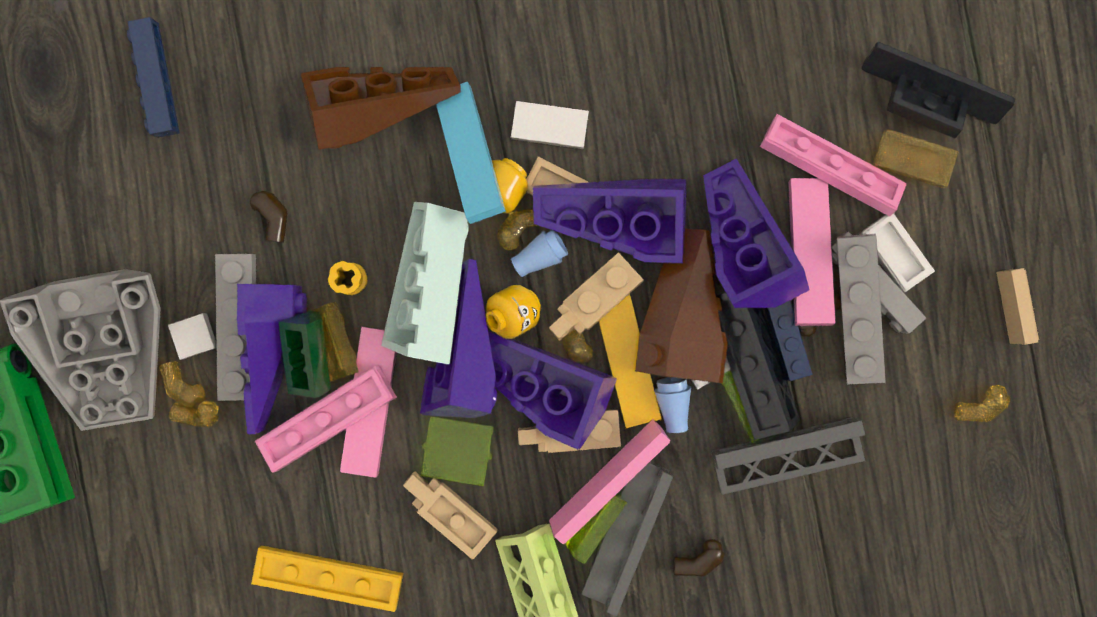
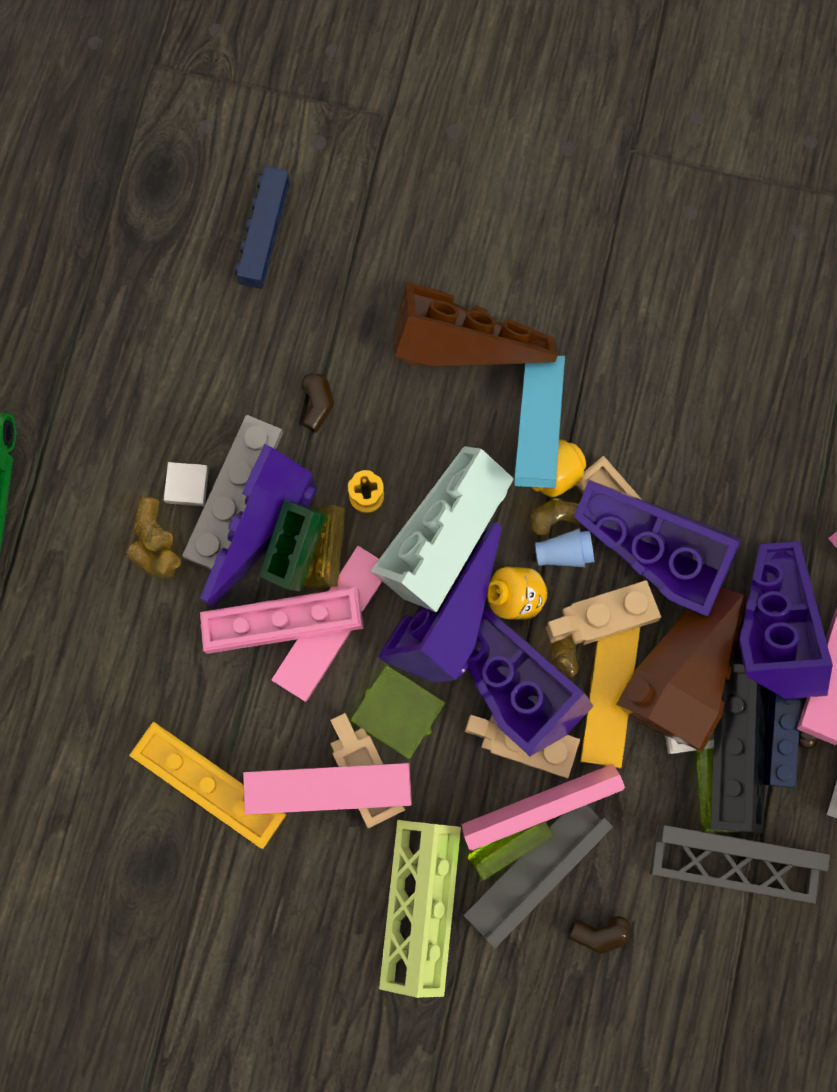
camera: 25 degrees right, 10 degrees down
(93, 343) = (88, 450): light grey wedge -> none
(425, 543) = (327, 788): none -> bright pink tile
(549, 125) = (627, 431): white tile -> none
(674, 401) = (640, 757): light blue cone -> none

